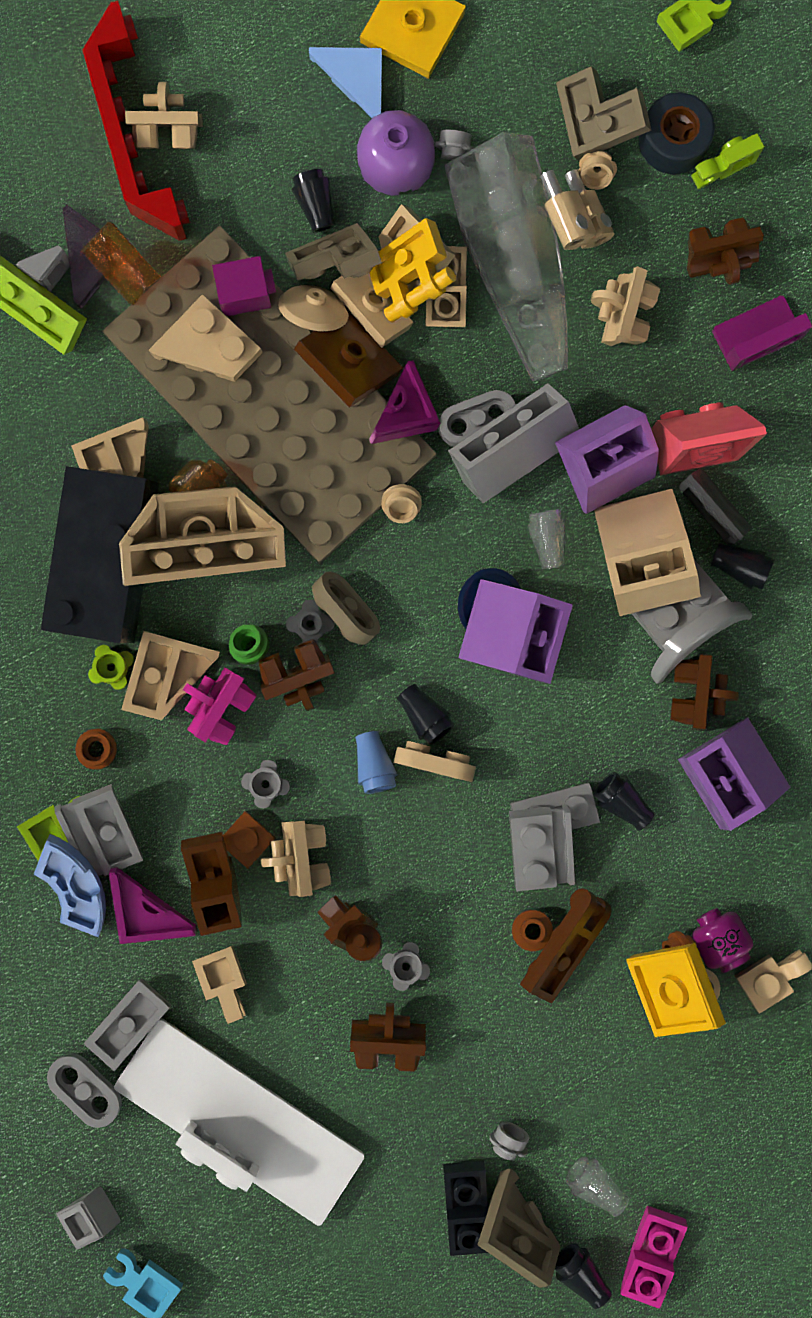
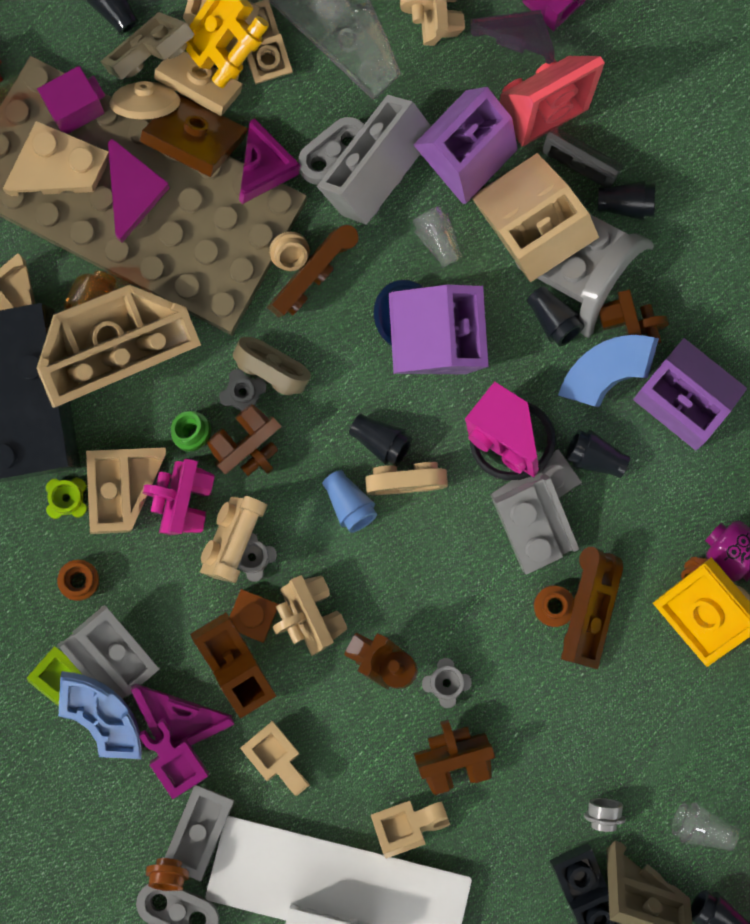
camera: 15 degrees left, 5 degrees down
(84, 1056) = (167, 875): none -> dark orange plate
(127, 955) = (176, 764): none -> magenta plate
(242, 772) = (235, 527): none -> tan plate
(272, 393) = (134, 189): none -> magenta tile
(315, 1087) = (402, 828): none -> tan plate
(419, 530) = (315, 270): none -> reddish brown plate
(546, 746) = (504, 425): none -> dark pink slope
(549, 796) = (551, 441): none -> black tyre
(632, 655) = (555, 317): none -> black cone
(664, 721) = (606, 366): none -> medium blue tile
(696, 362) = (517, 32): none -> clear purple tile

